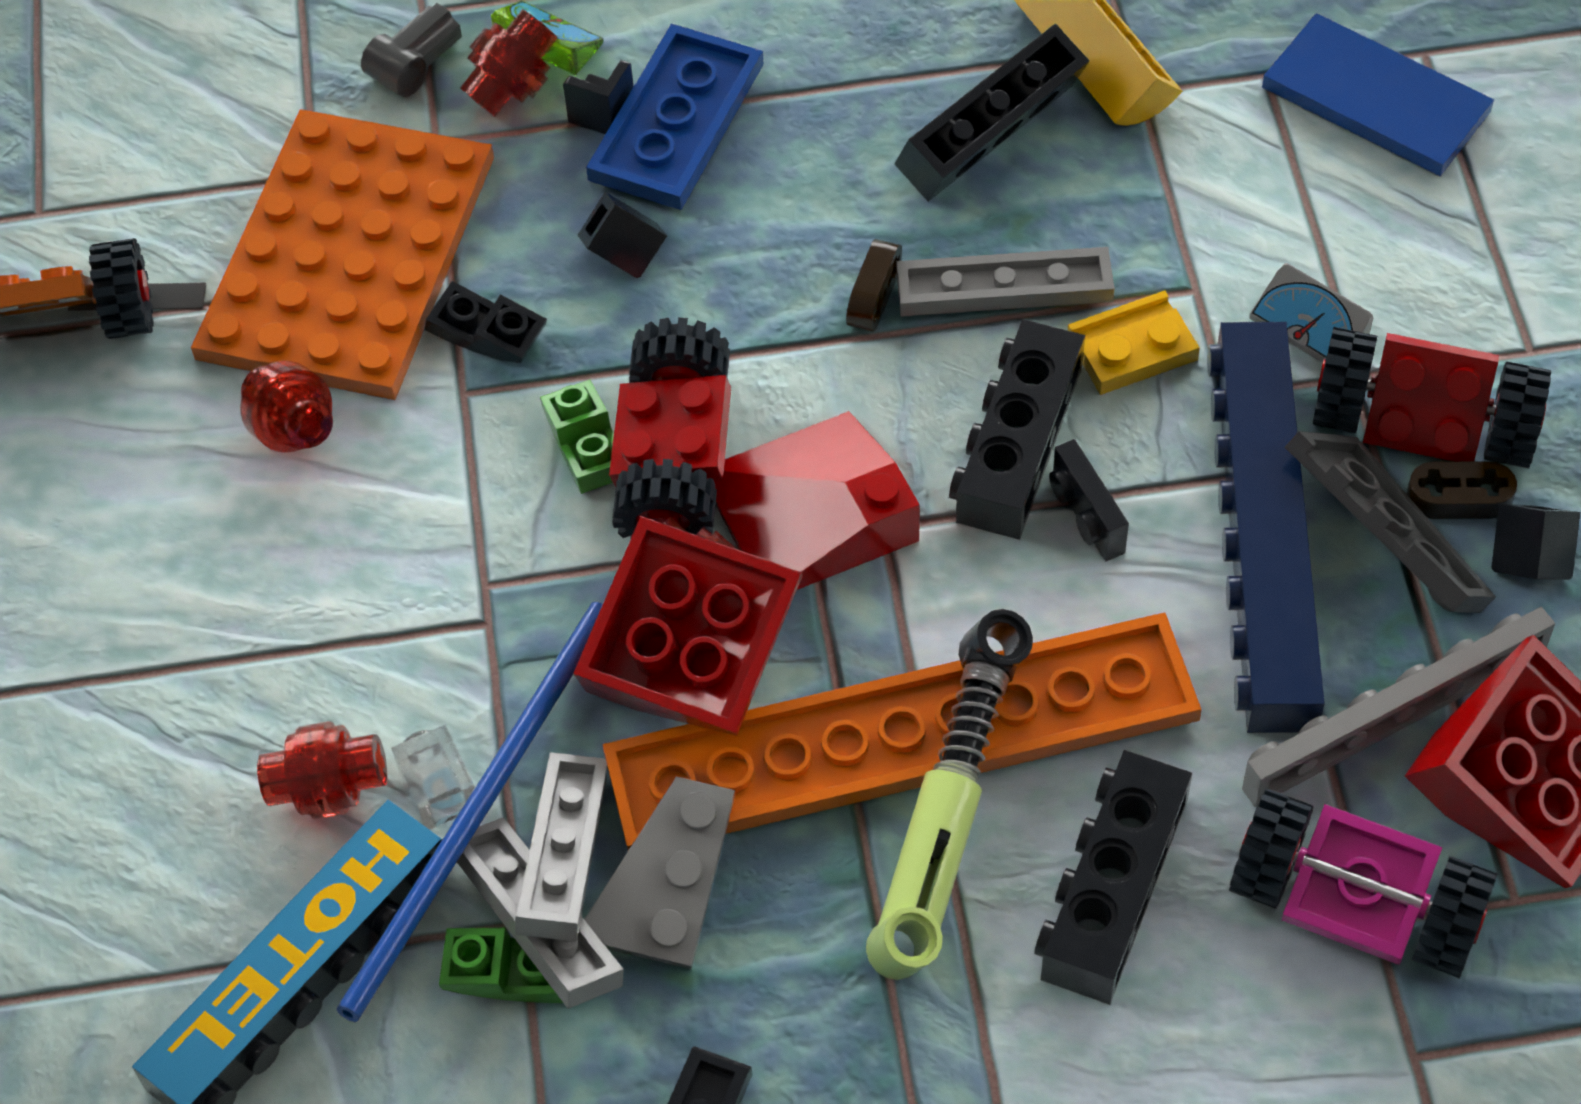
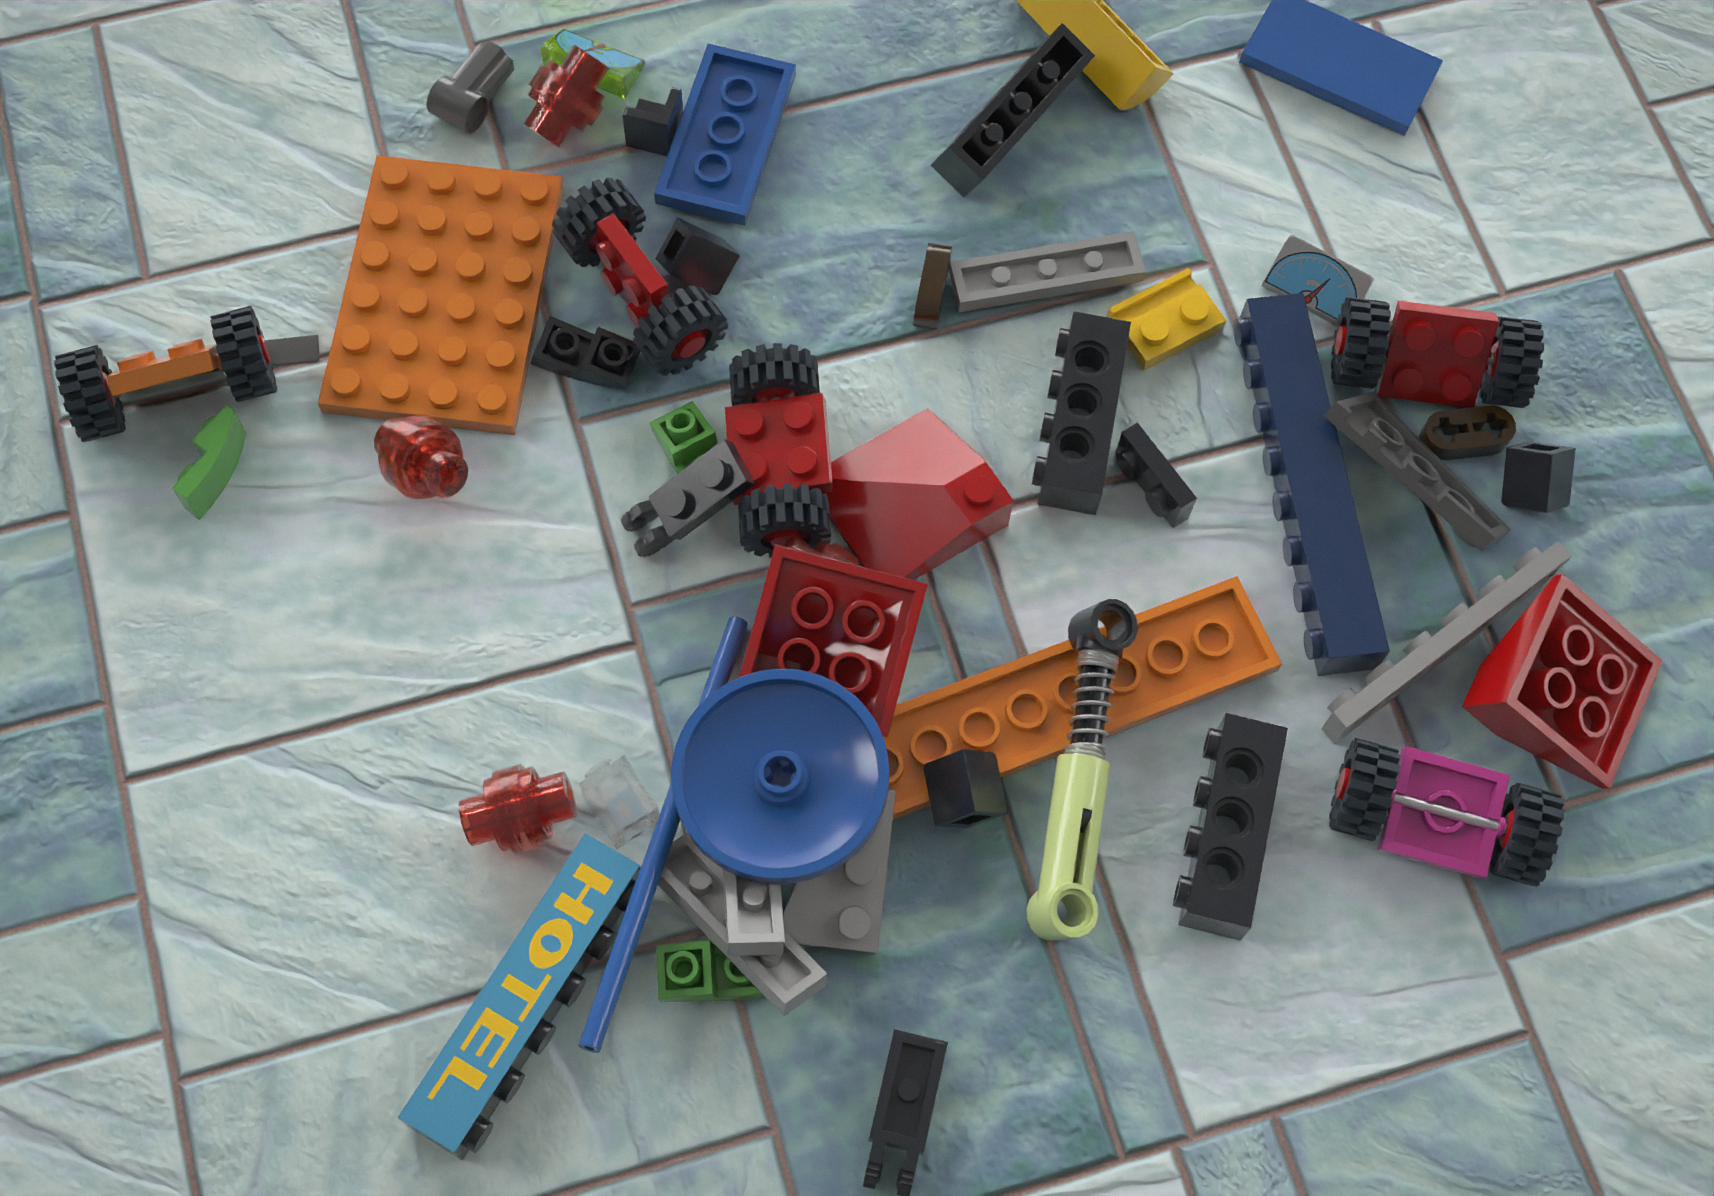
camera: 15 degrees left, 10 degrees up
(80, 384) = (220, 447): none -> bright green slope
(564, 474) = (689, 498): none -> black hinge
(574, 301) = (667, 330): none -> black plate
(606, 756) = (780, 776): none -> blue dish
(816, 801) = (965, 788): none -> black panel

